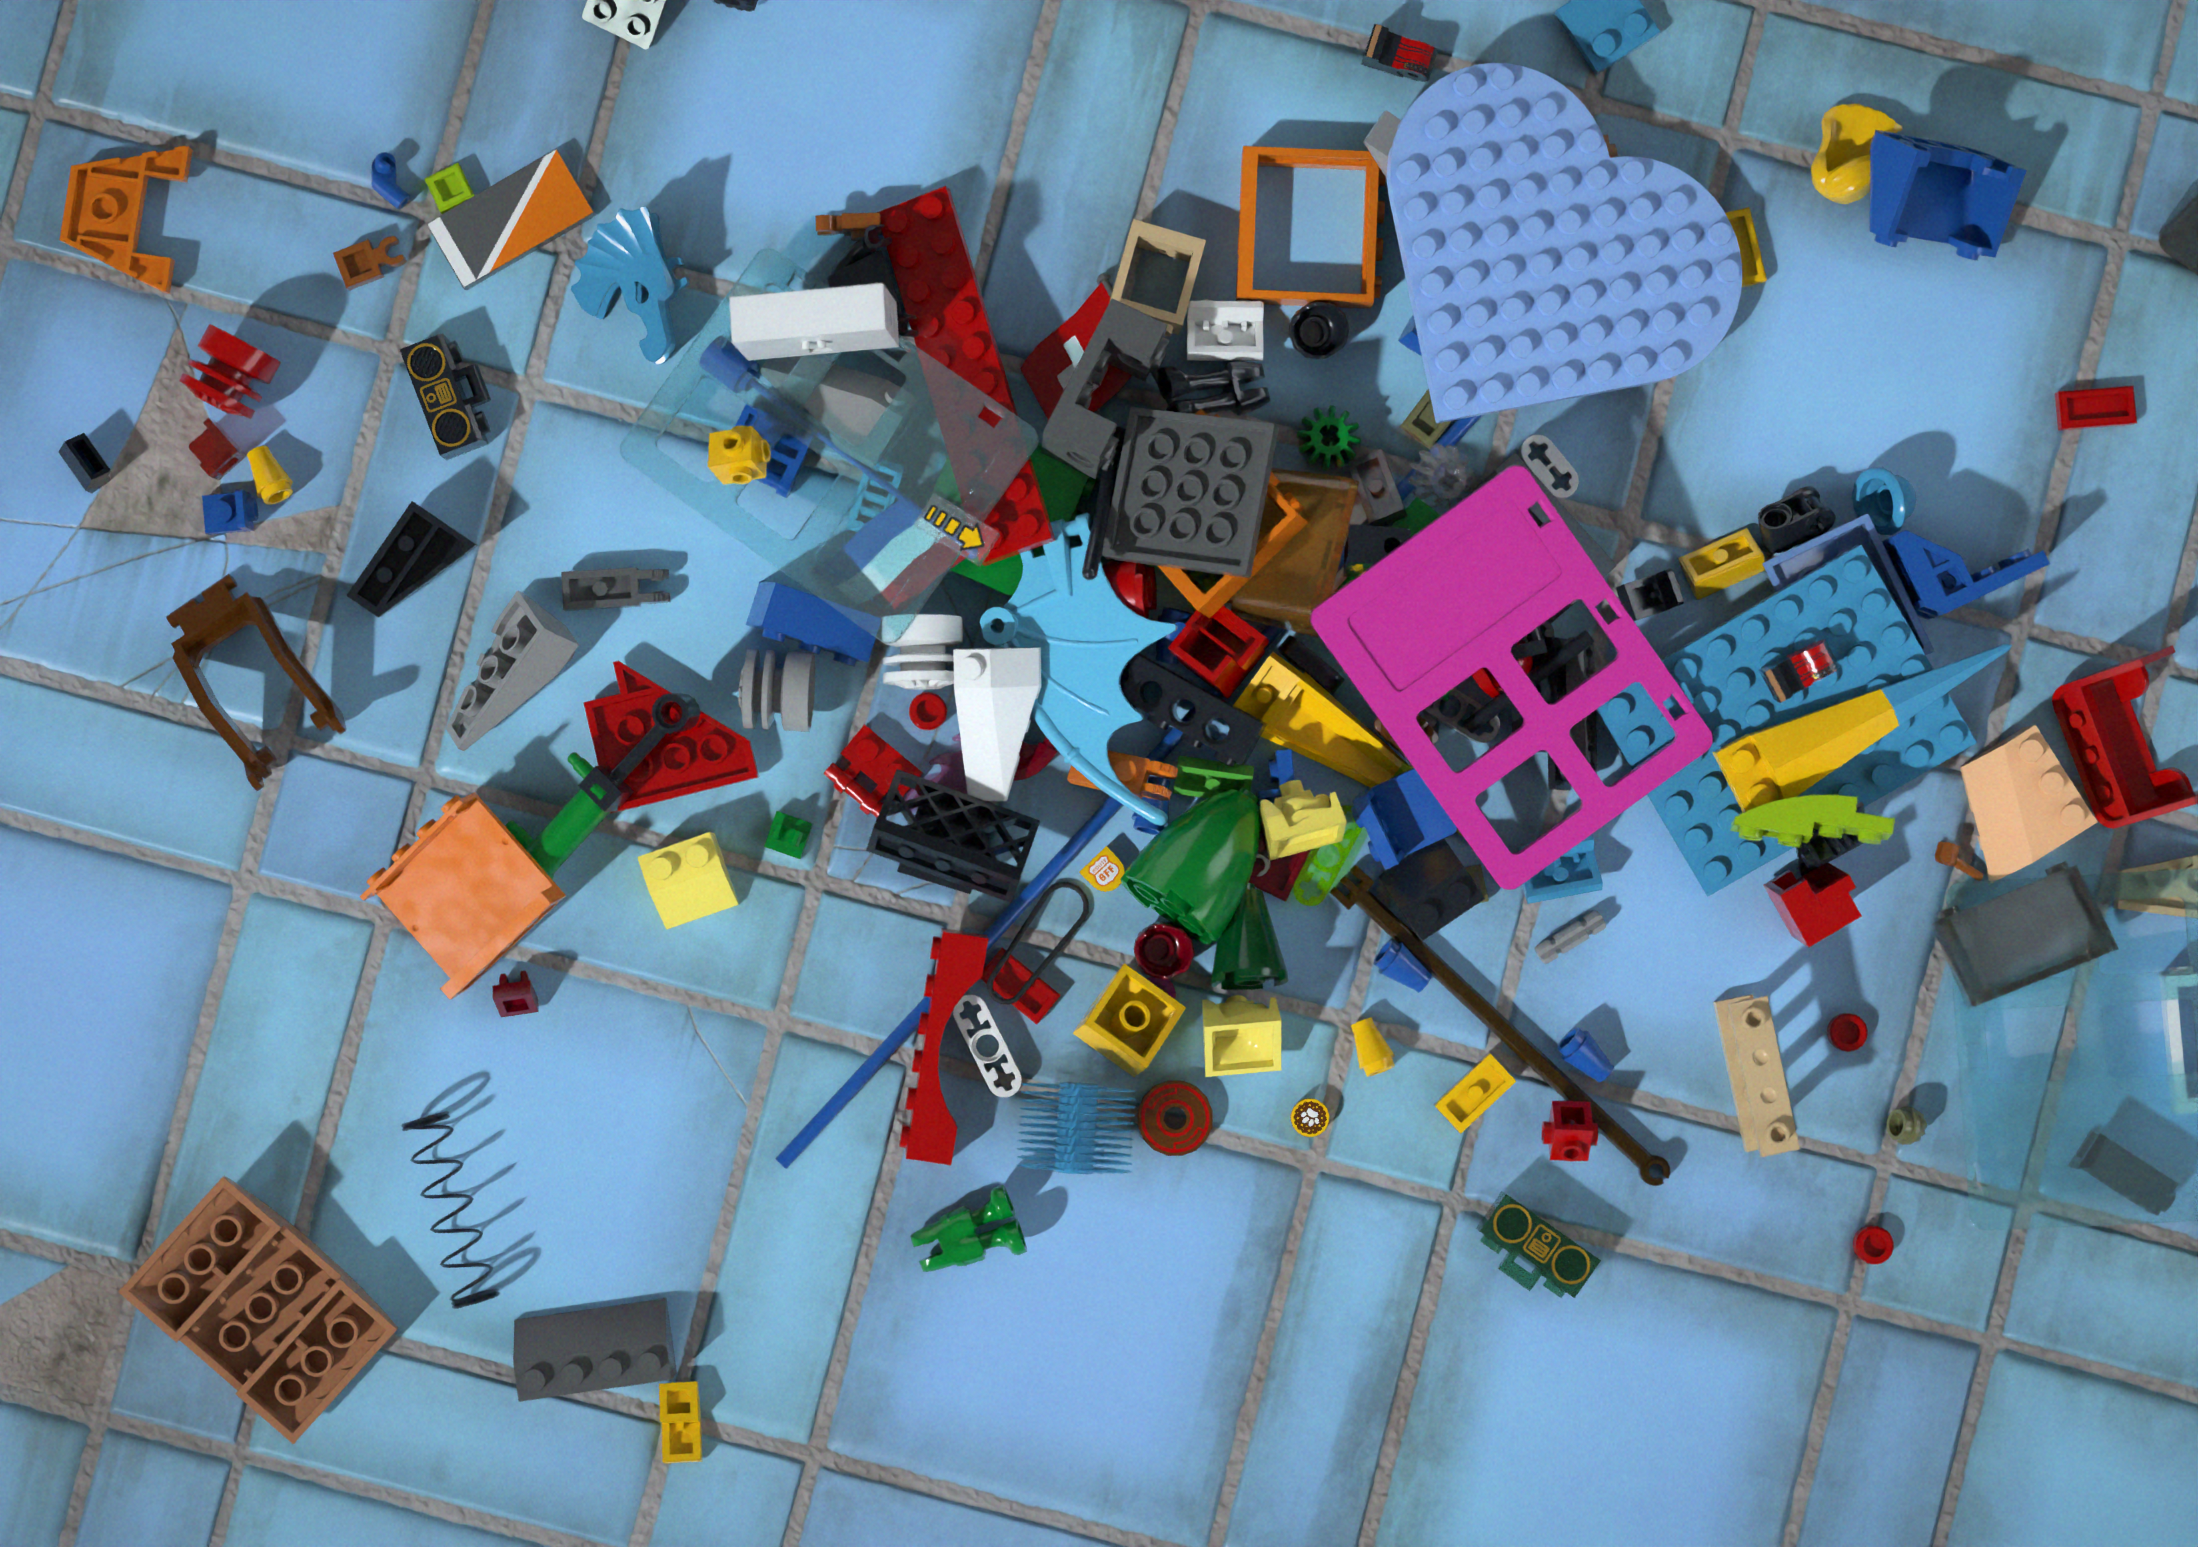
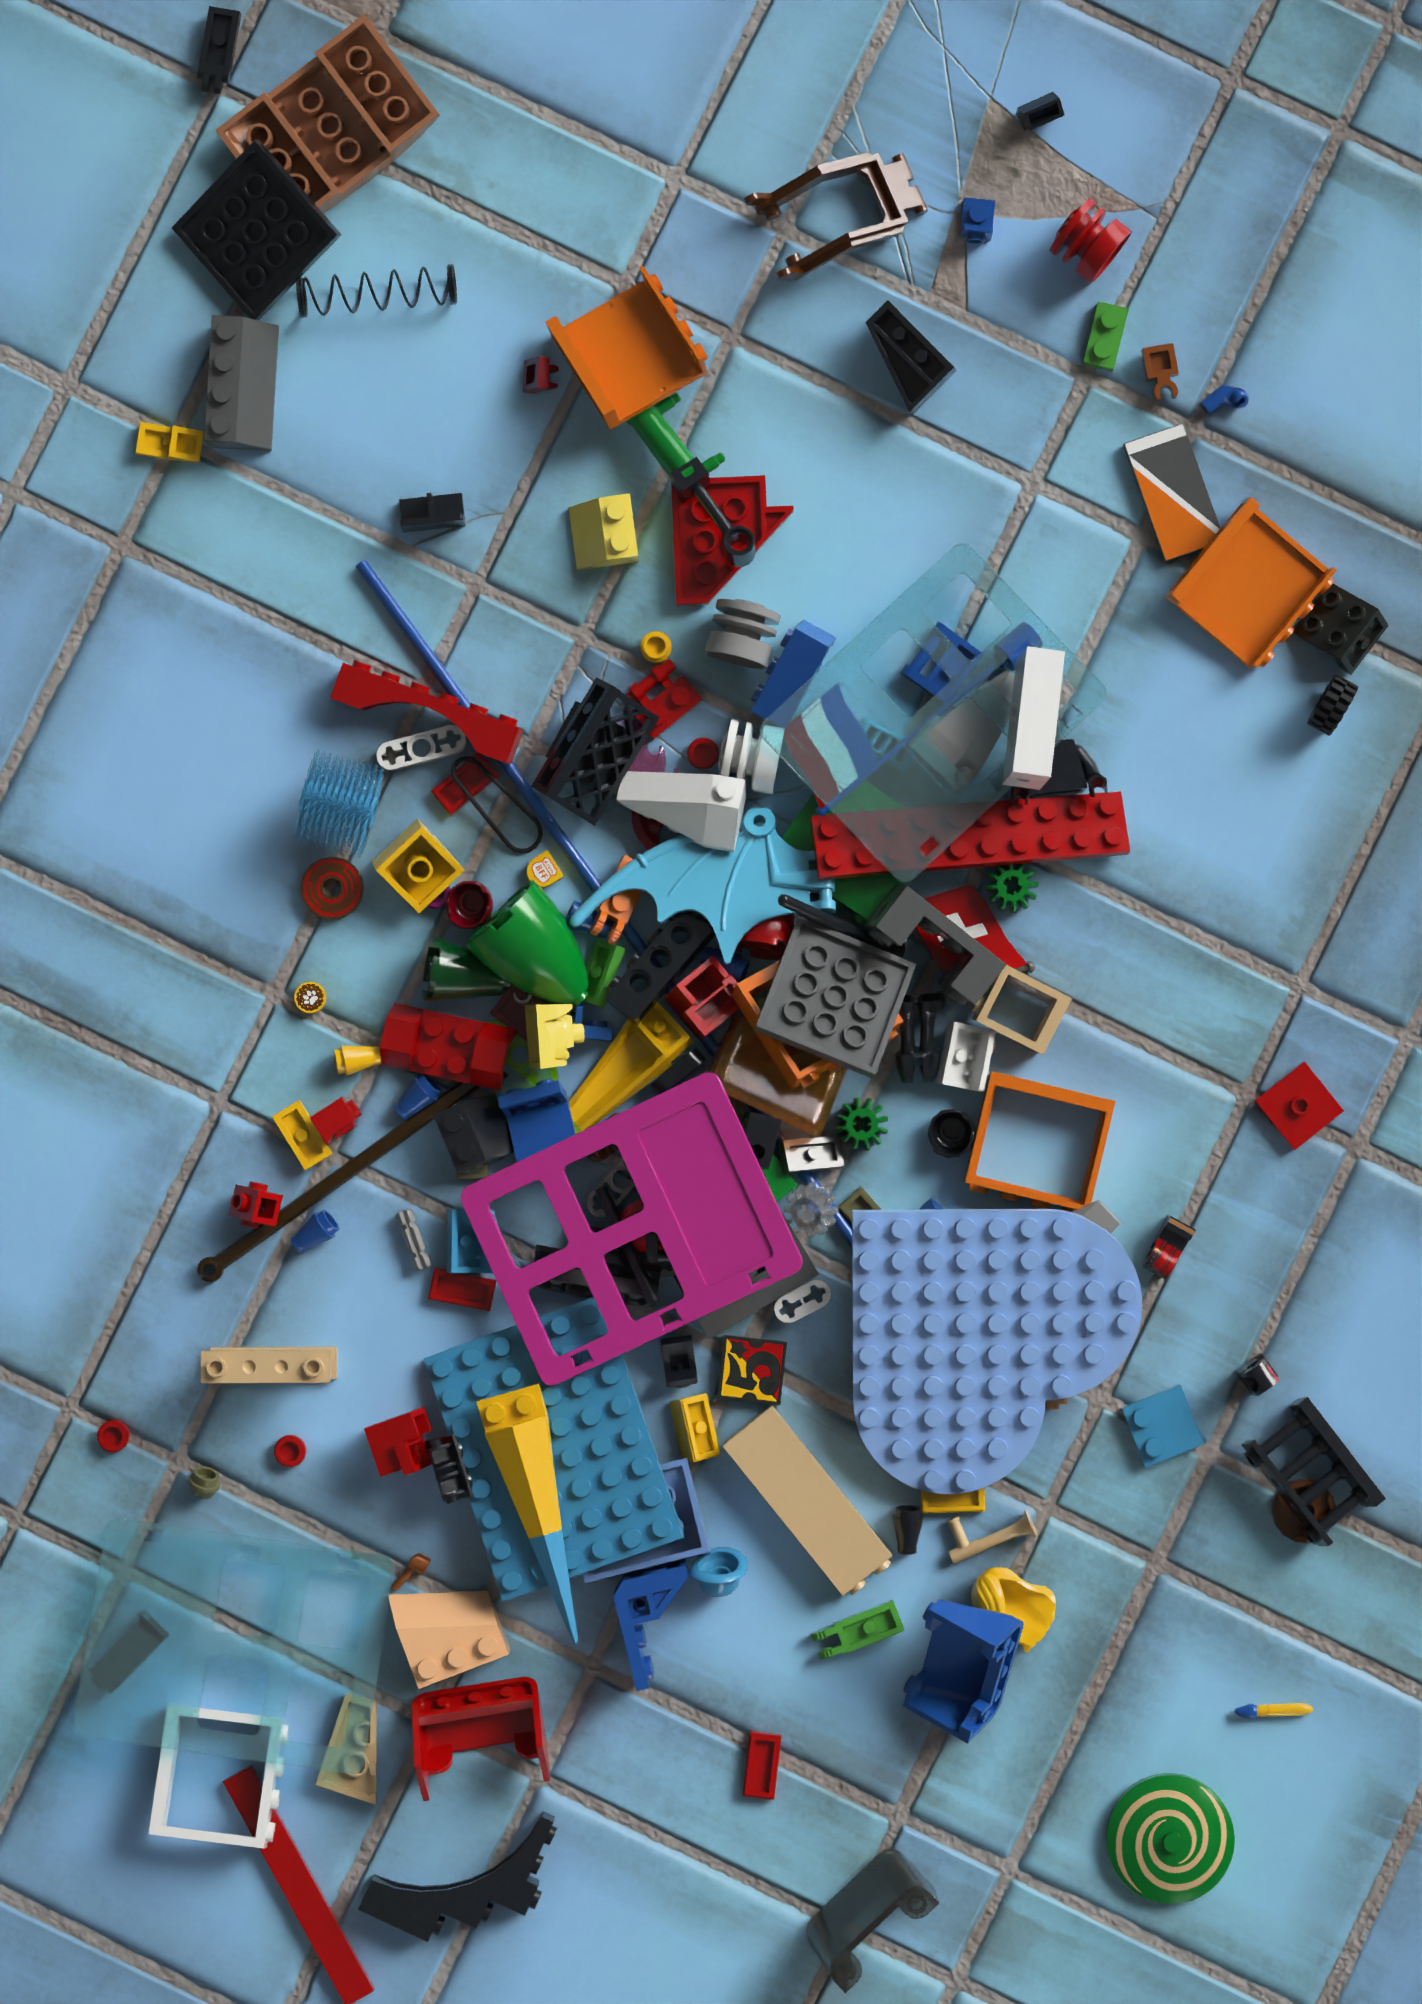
camera: 105 degrees right, 0 degrees up
(107, 210) = (1243, 167): orange wing -> none
(191, 1461) = (218, 48): none -> black hinge
(216, 450) = (1030, 218): clear red panel -> none
(269, 477) = (998, 257): yellow cone -> none
(340, 335) = (1105, 336): none -> bright green plate
(405, 1369) = (256, 230): none -> black plate
(436, 380) = (1027, 410): black piece -> none
(449, 187) = (1209, 448): lime tile -> none
(523, 658) = (808, 431): light grey wedge -> none
(604, 107) = (1250, 585): none -> orange panel
(610, 588) = (854, 514): dark grey hinge -> none
(629, 256) = (1118, 585): dark azure animal -> none
(703, 1090) = (432, 512): none -> black panel
(738, 455) = (937, 635): yellow brick -> none
(788, 835) = (624, 620): green tile -> none
(812, 791) = (656, 647): none -> yellow plate
(848, 224) = (1113, 770): dark orange plate -> none
(956, 529) = (840, 800): clear tile -> none
(959, 1238) = (270, 694): green piece -> none
(1021, 328) = (1000, 889): none -> green gear
(1241, 1037) = (386, 952): light yellow brick -> none
(1335, 943) = (445, 1046): none -> red piece
(1448, 1056) = (336, 1119): none -> red window
(1524, 1233) = (173, 1160): clear green piece -> none
(1617, 867) = (462, 1289): none -> red tile
(1640, 510) = (752, 1369): none -> tile
(1780, 414) = (808, 1501): none -> tan brick
(1783, 292) = (907, 1527): none -> black cone
(1793, 520) = (717, 1491): black piece -> none
(1796, 817) = (470, 1436): lime slope -> none
(1797, 218) = (968, 1549): none -> tan piece
(1799, 670) = (590, 1465): leg -> none
(1916, 324) = (861, 1629): none -> bright green hinge
(2023, 935) = (337, 1607): clear smoke windscreen -> none

